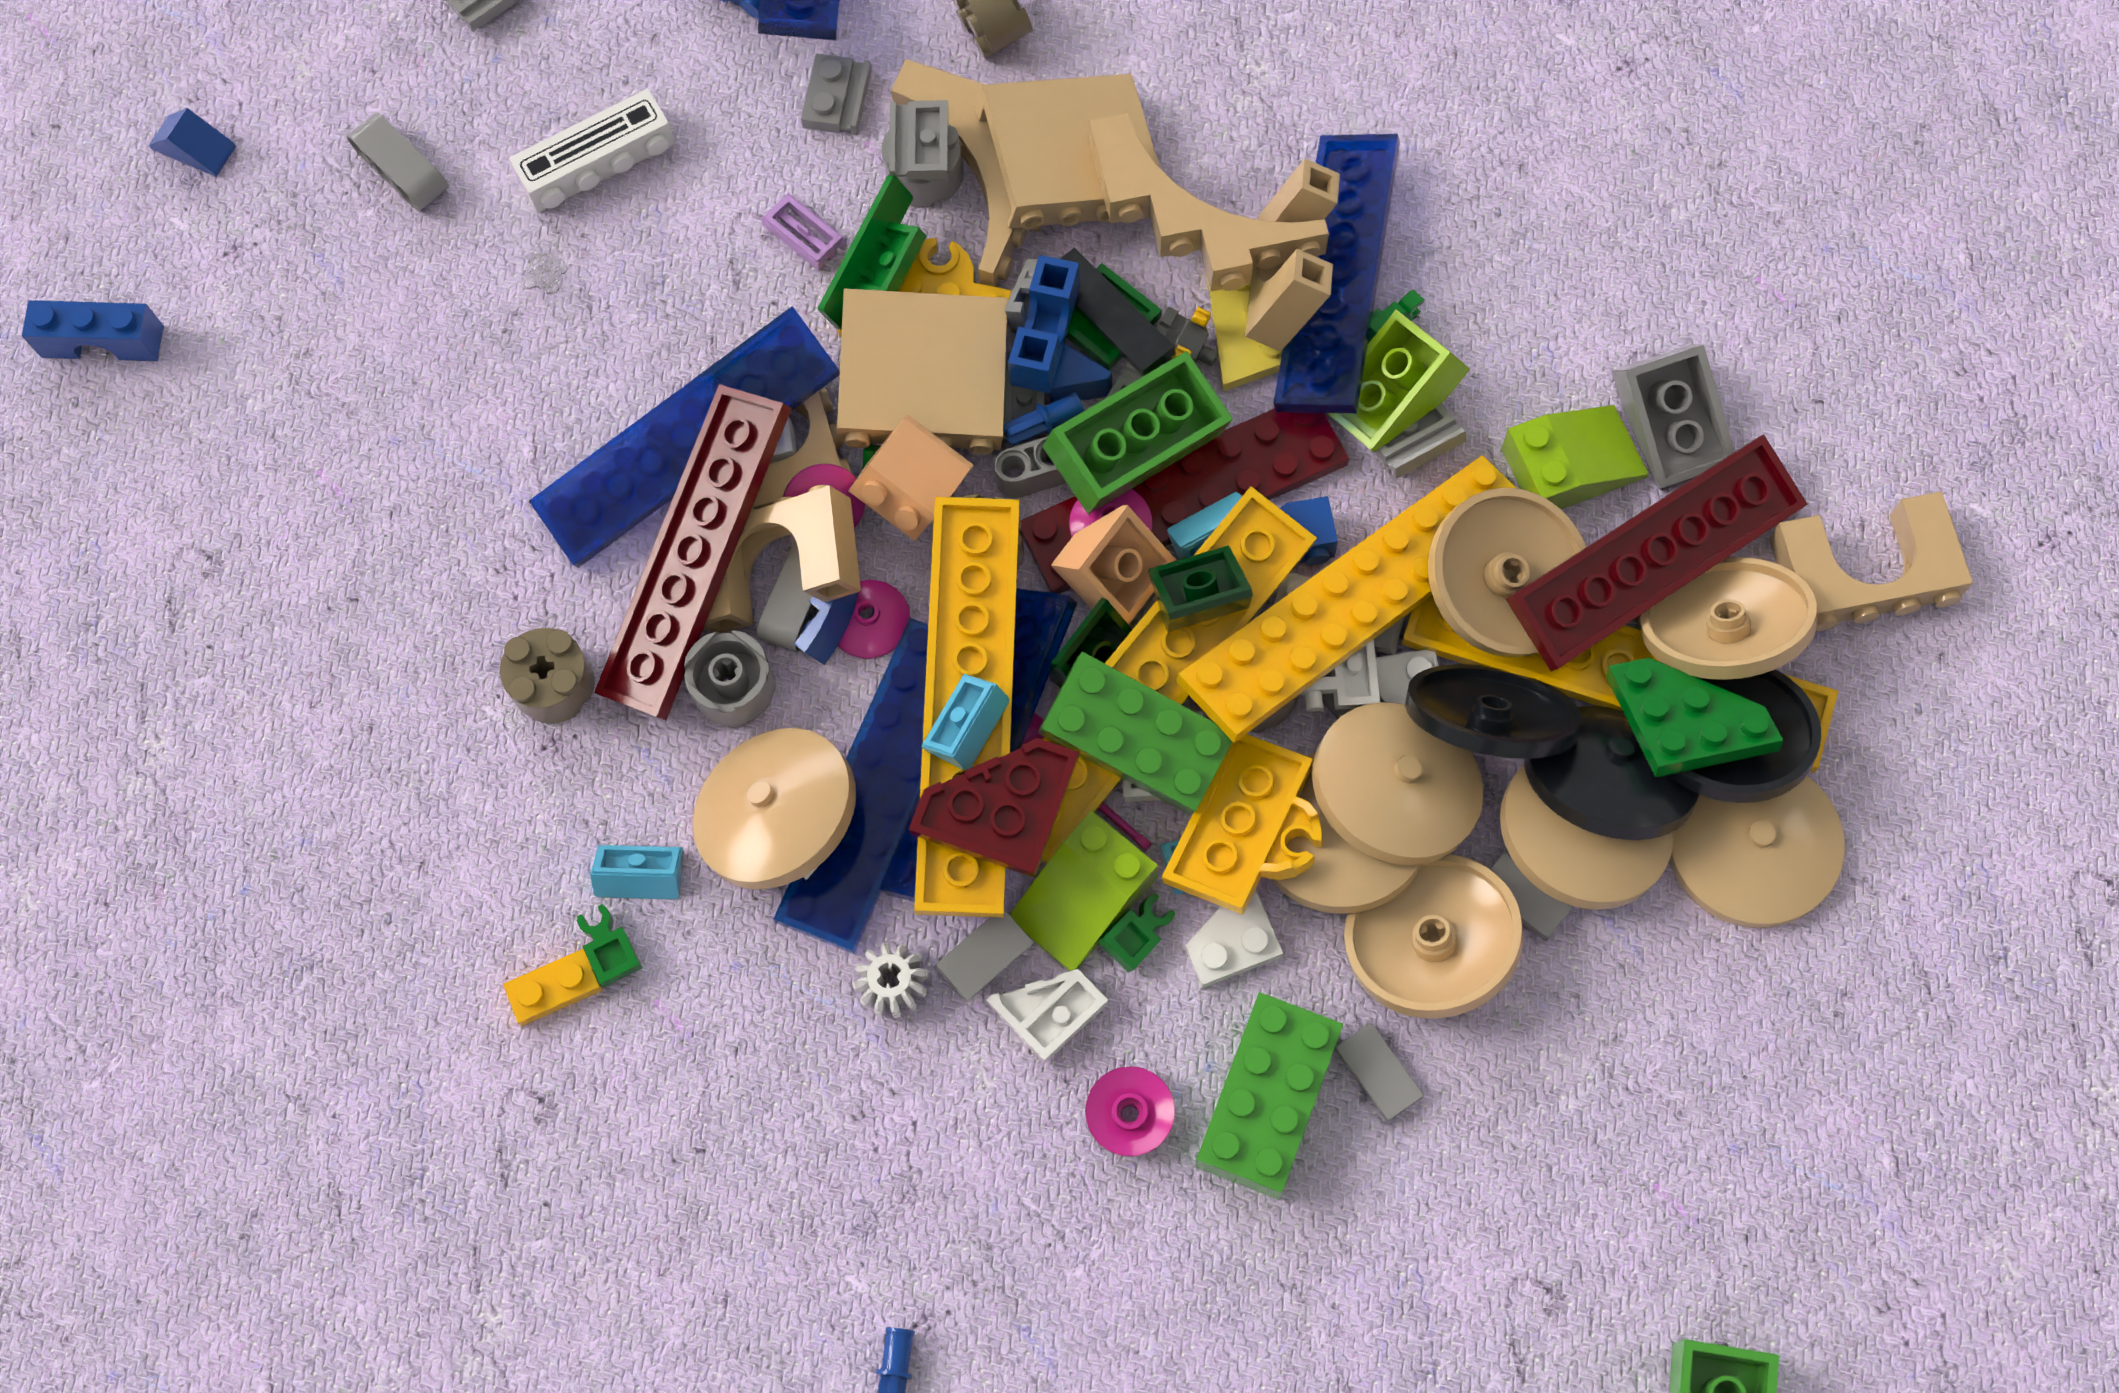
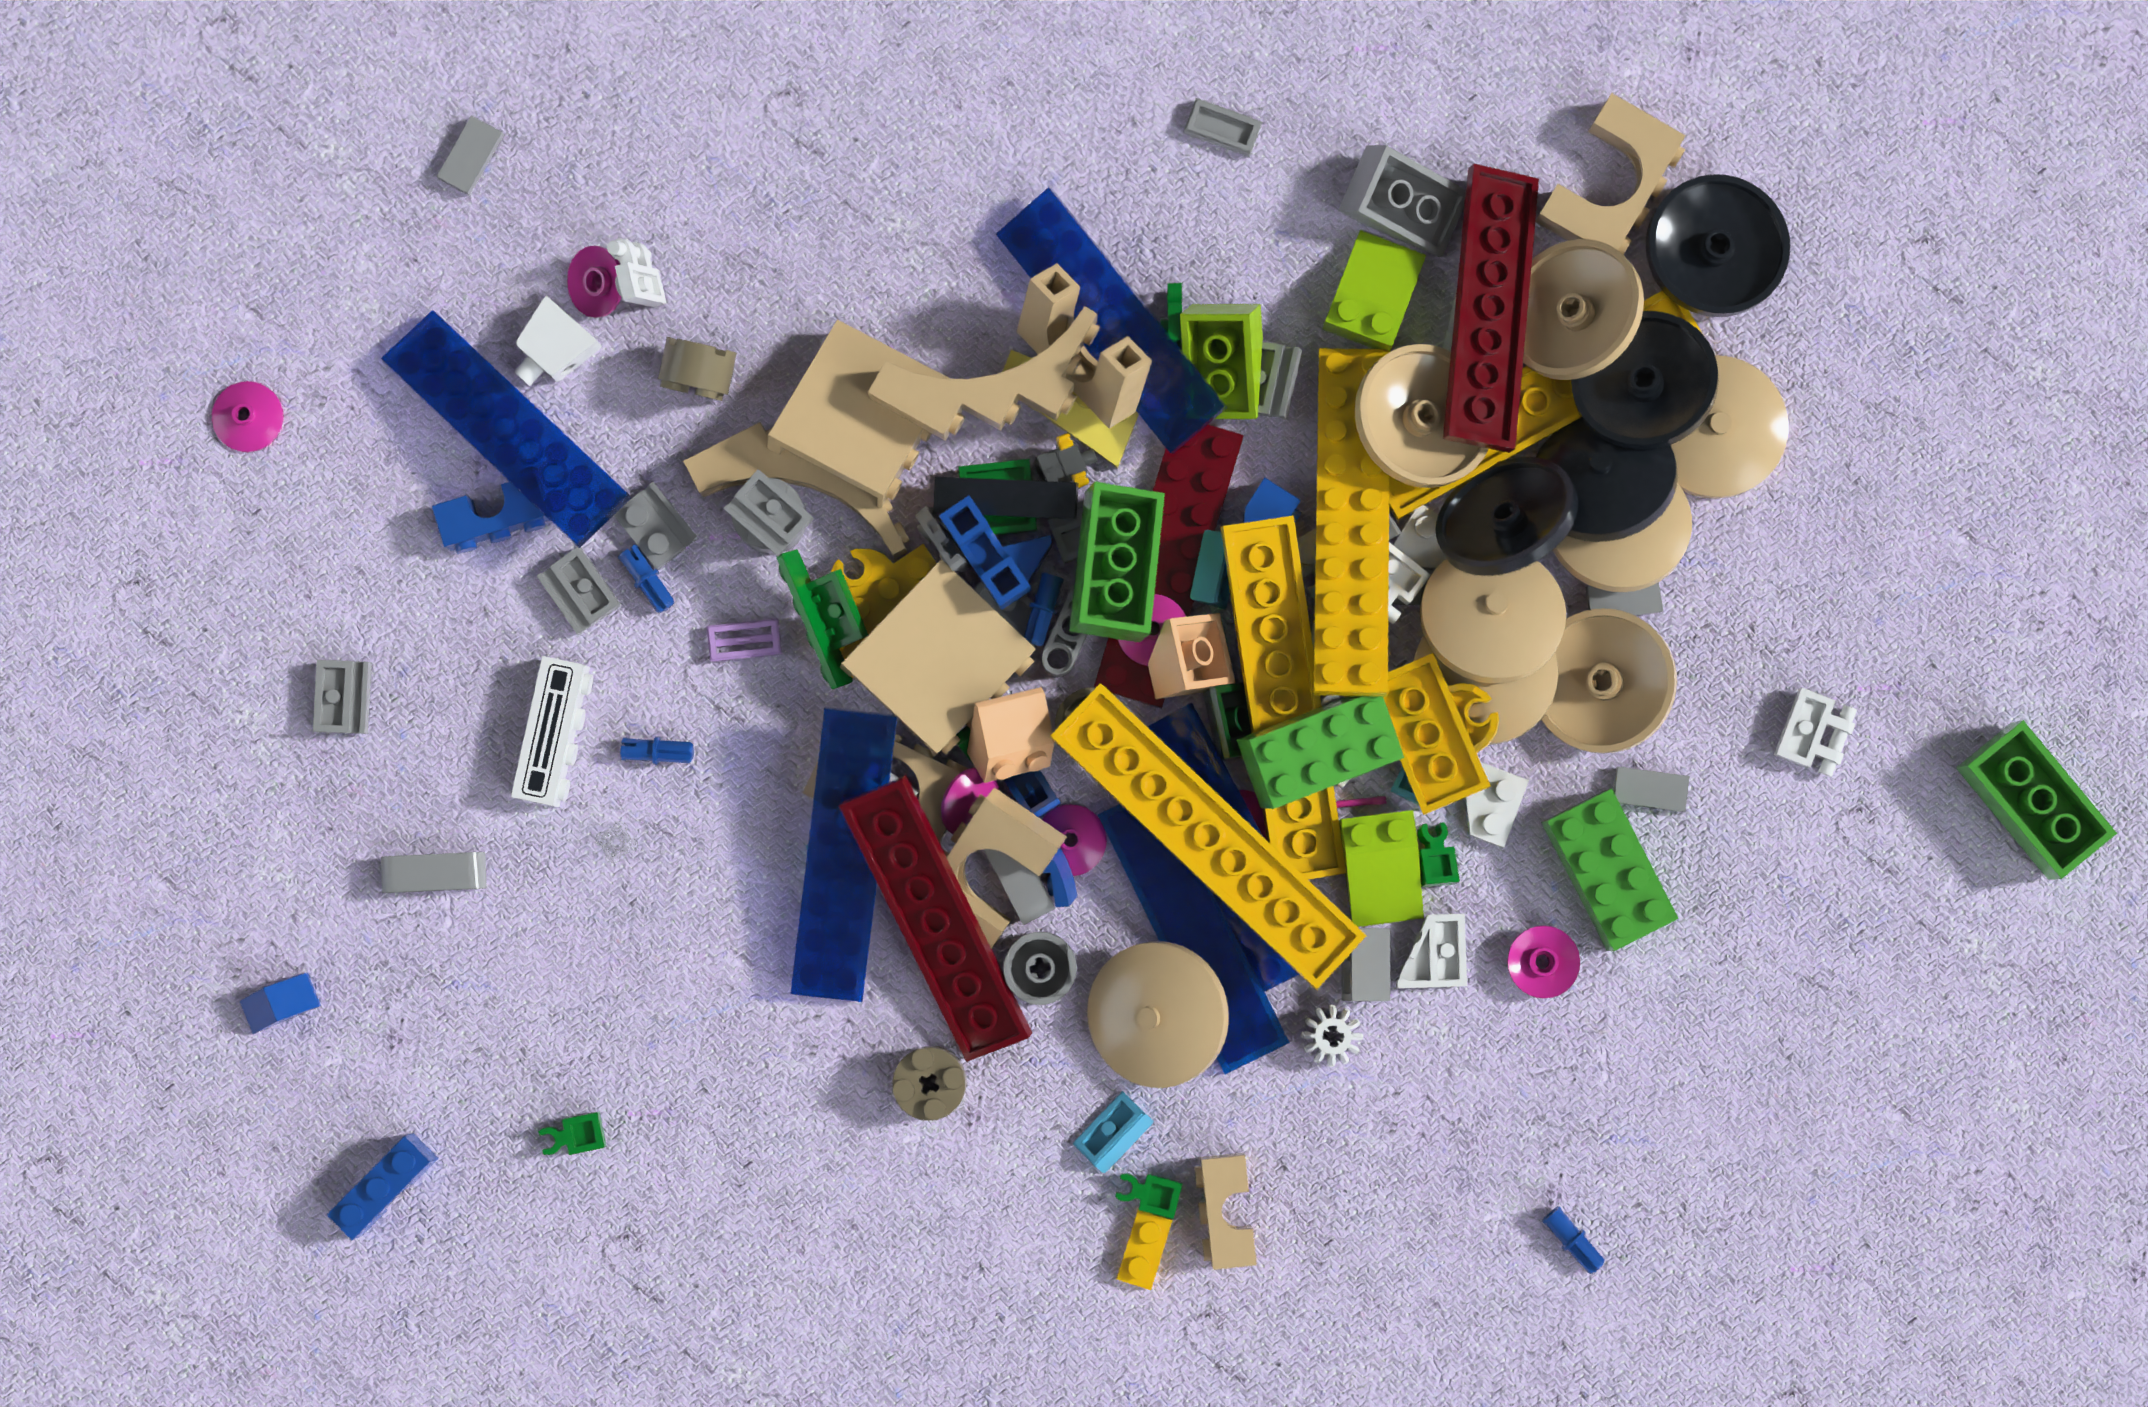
camera: 50 degrees left, 15 degrees up
(264, 442) = (579, 1134): none -> green plate
(648, 239) = (656, 750): none -> blue axle
(668, 995) = (1227, 1244): none -> tan arch
(730, 80) = (579, 590): none -> light grey plate
(785, 119) = (646, 579): none -> blue axle
(880, 551) = (1033, 792): none -> blue slope
(966, 721) = (1223, 851): medium azure slope -> none
(1000, 806) = (1301, 878): dark red plate -> none
(1200, 588) = (1264, 622): dark green slope -> none
(1570, 1163) = (1806, 726): none -> white plate
(1585, 232) = (1223, 127): none -> light grey tile
(1687, 720) = (1619, 404): green plate -> none
(1910, 695) = (1717, 245): none -> black dish

